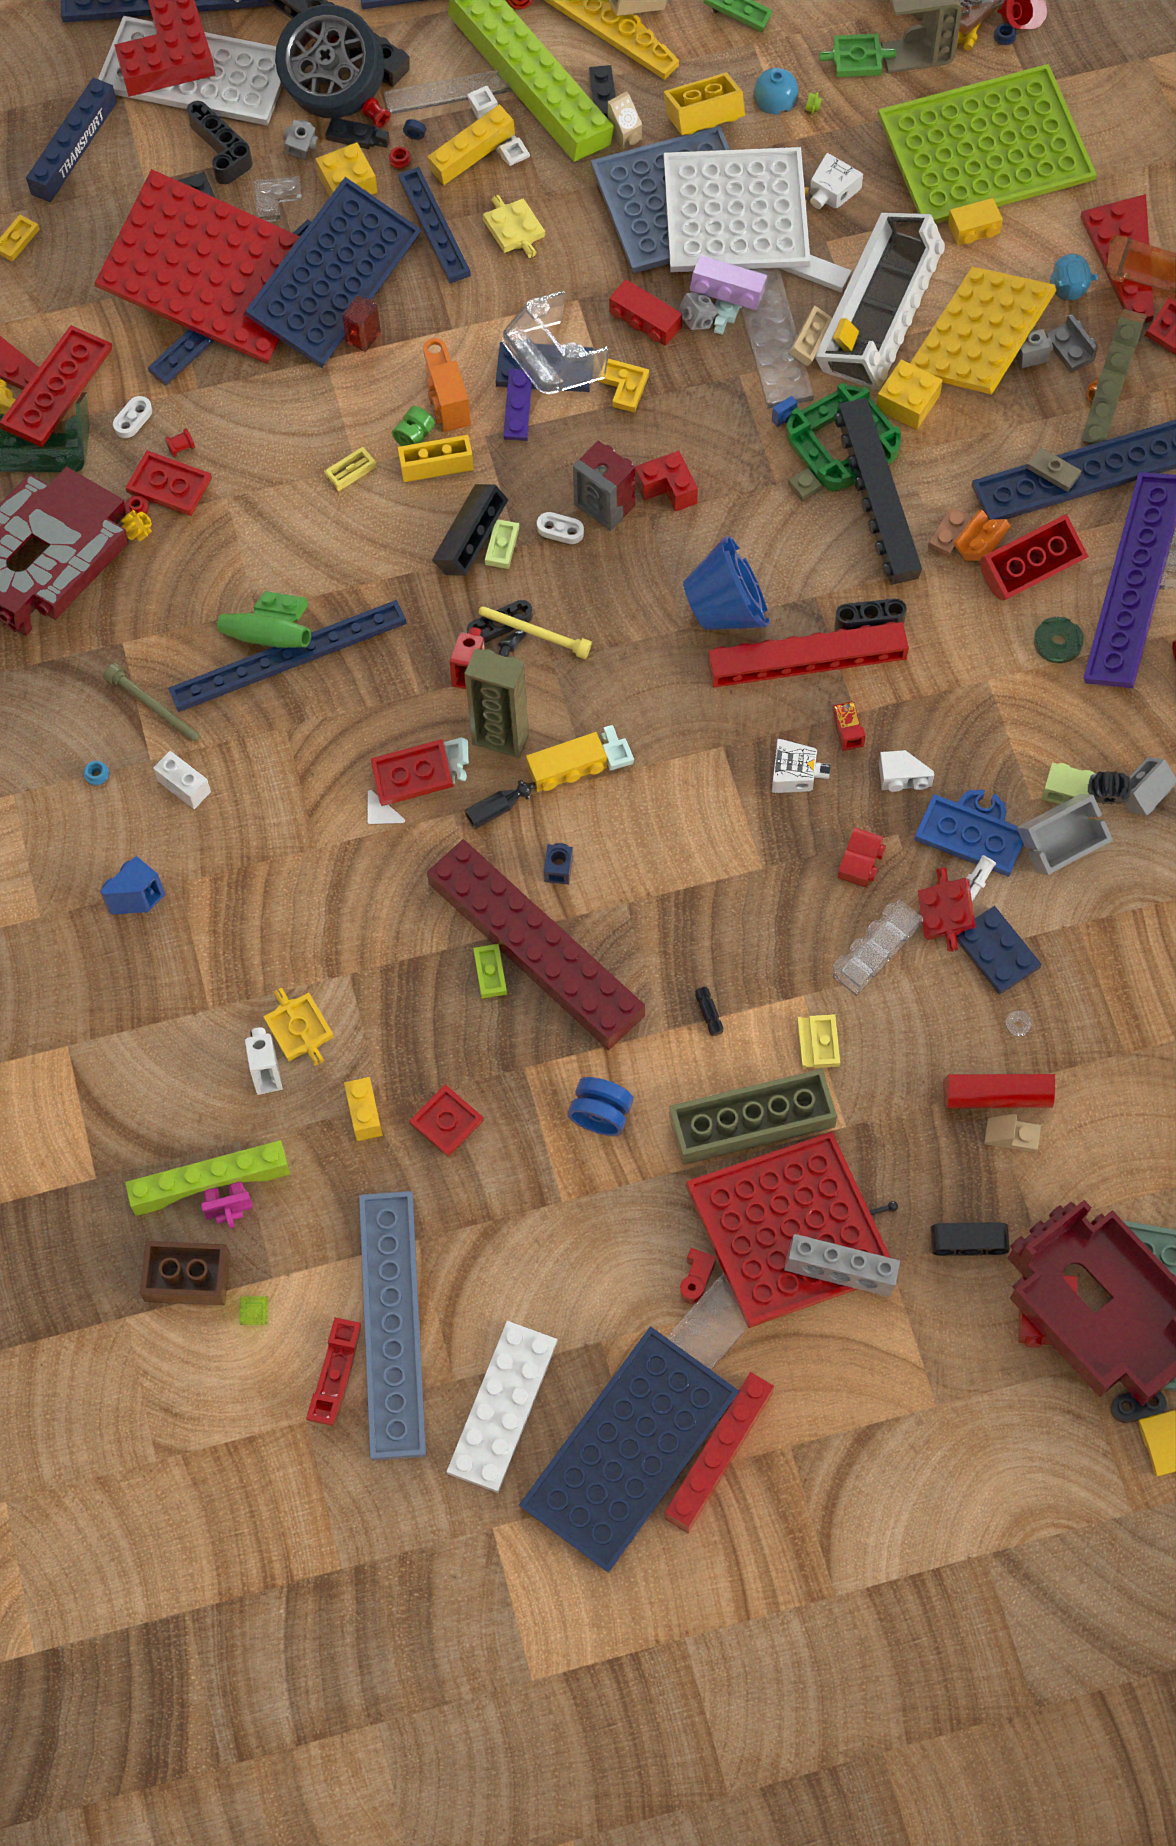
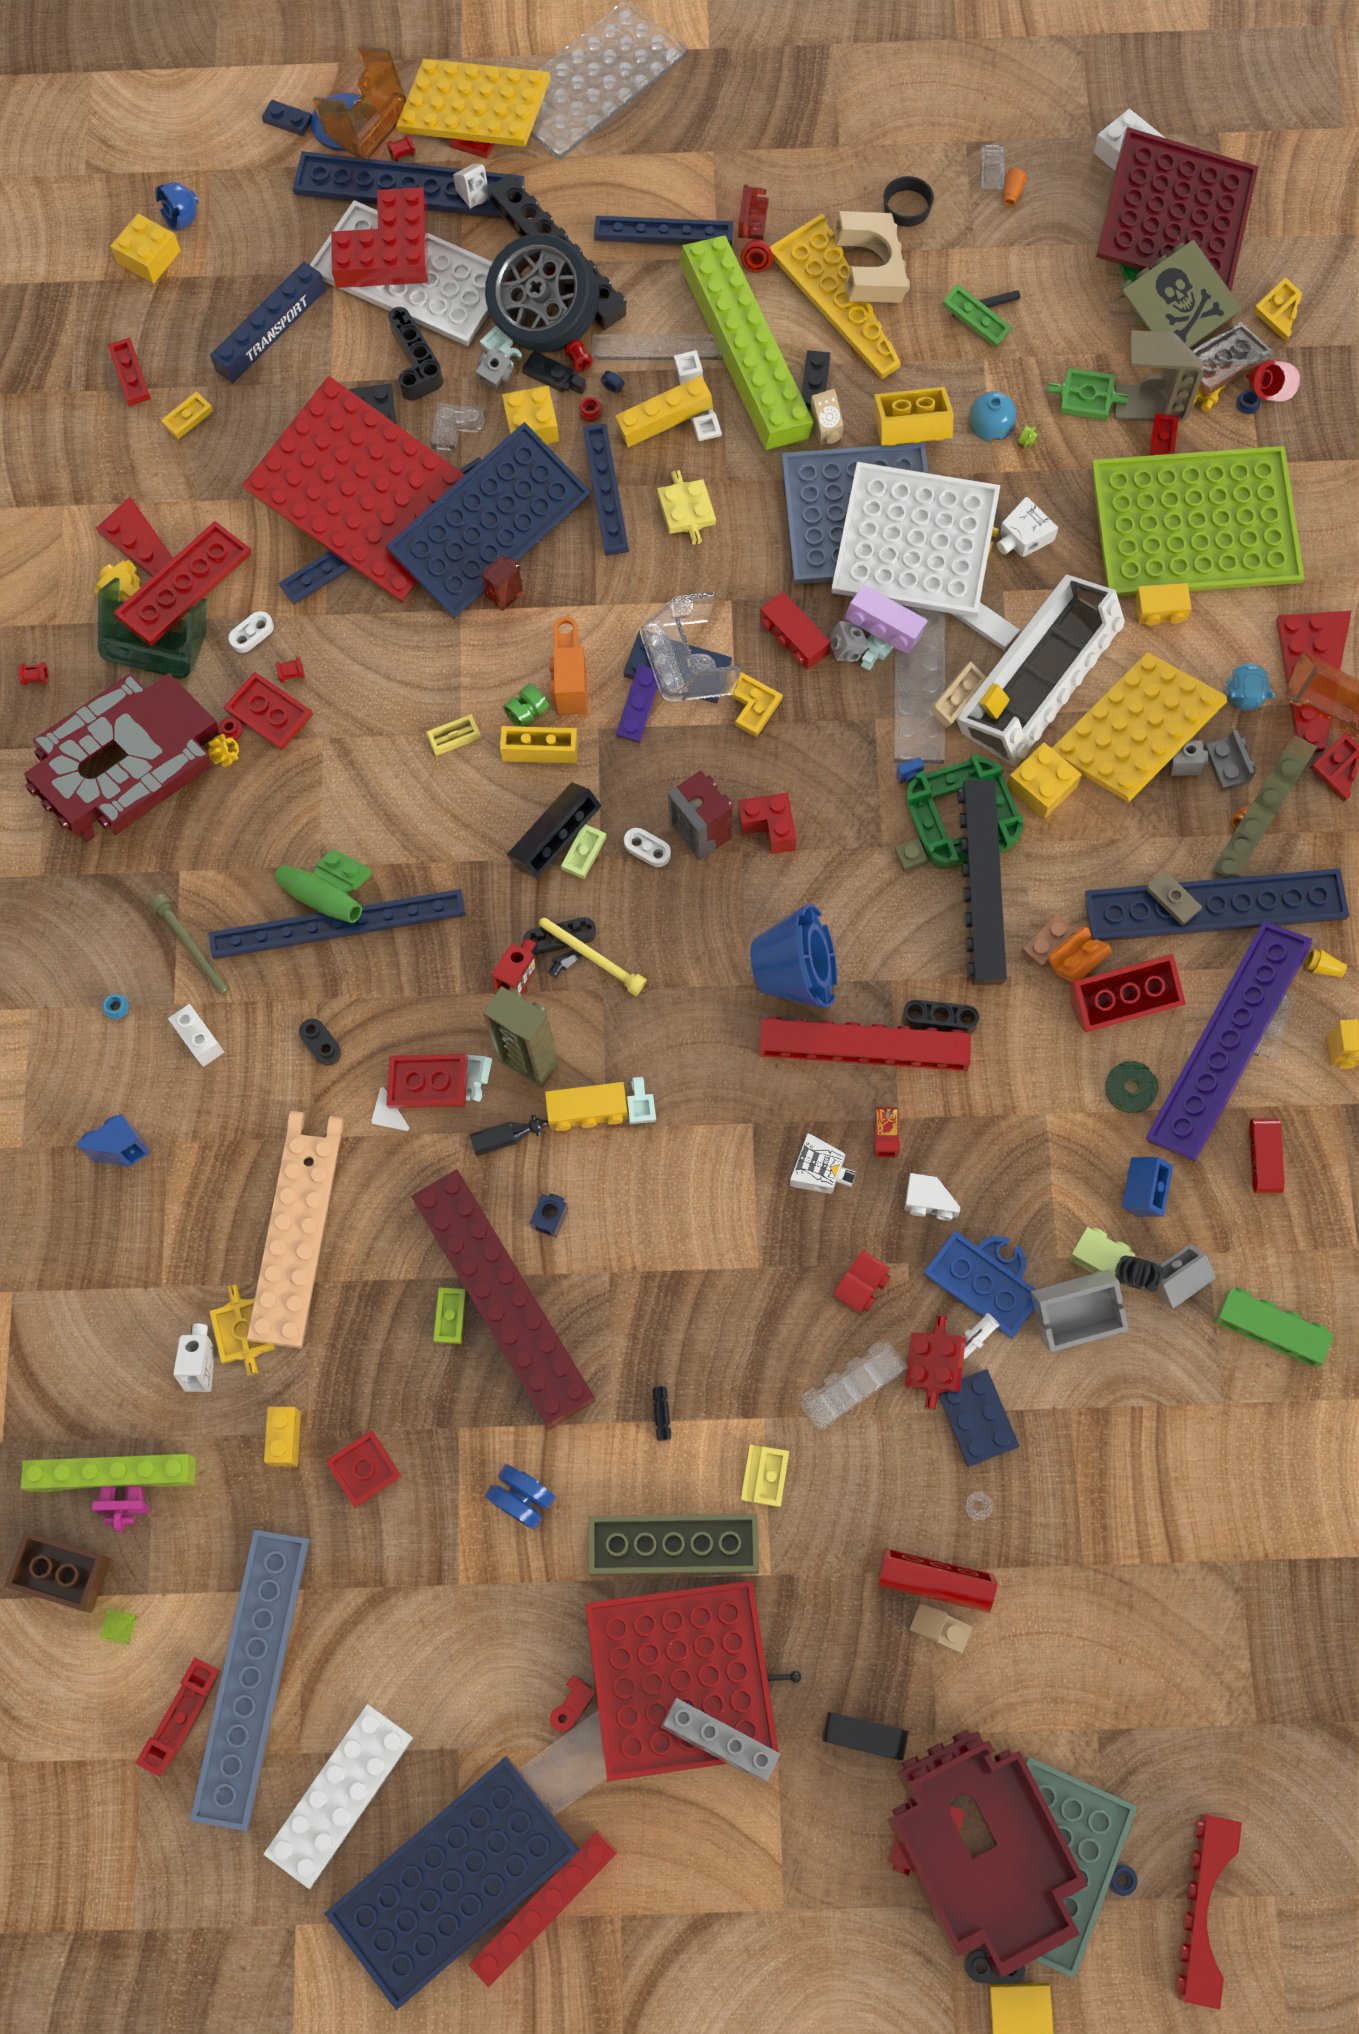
camera: 15 degrees right, 5 degrees up
(297, 112) = (499, 341): none -> light aqua plate
(298, 761) = (318, 1041): none -> black plate
(325, 933) = (295, 1235): none -> light nougat hinge
(936, 76) = (1163, 434): none -> red plate
(1096, 718) = (1147, 1186): none -> blue brick

